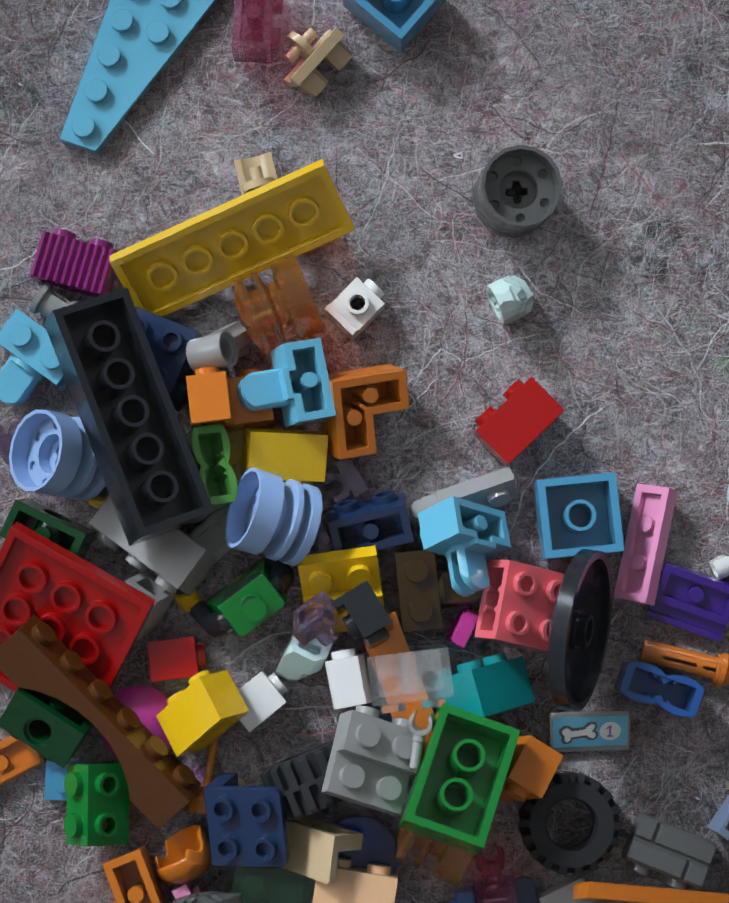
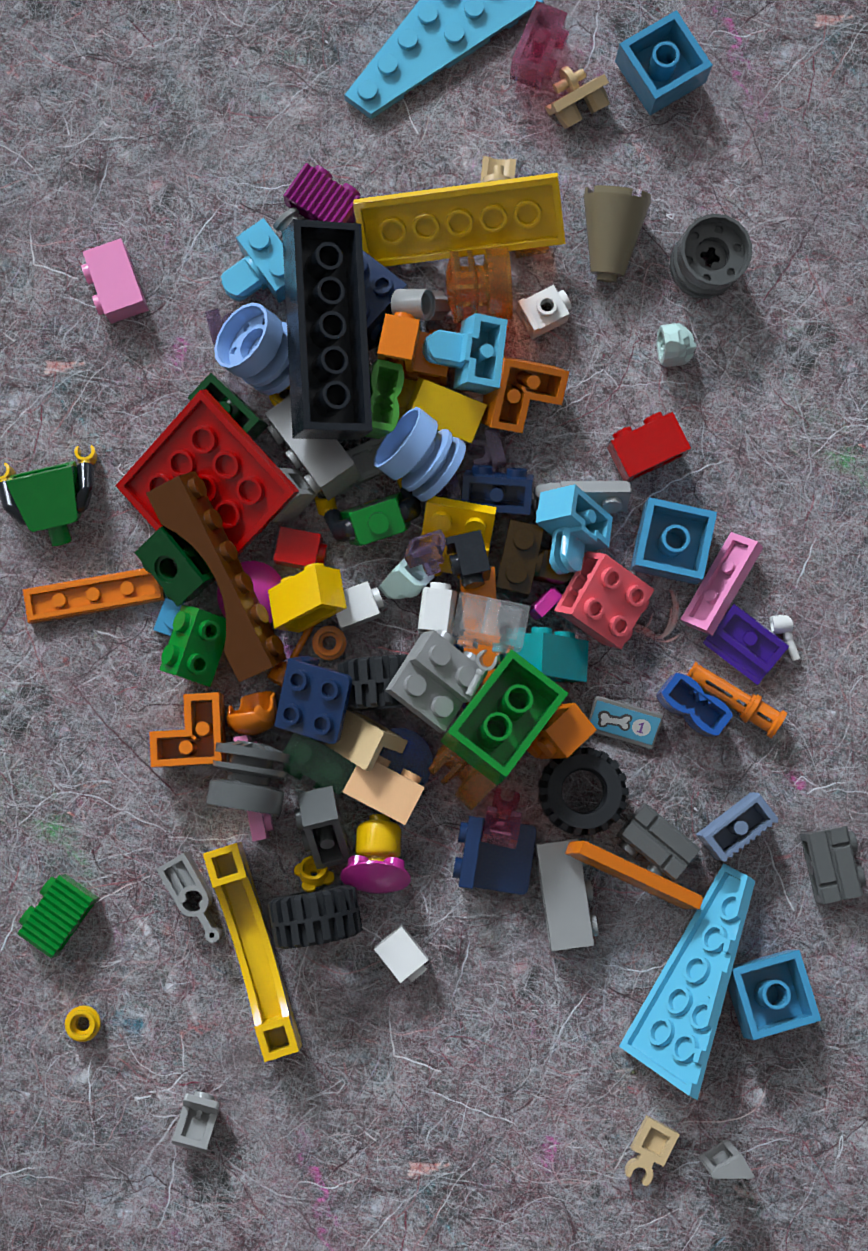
camera: 15 degrees right, 0 degrees up
(230, 756) = (321, 635): none -> orange plate
(401, 194) = (613, 228): none -> dark tan cone
(579, 629) = (645, 630): black dish -> none

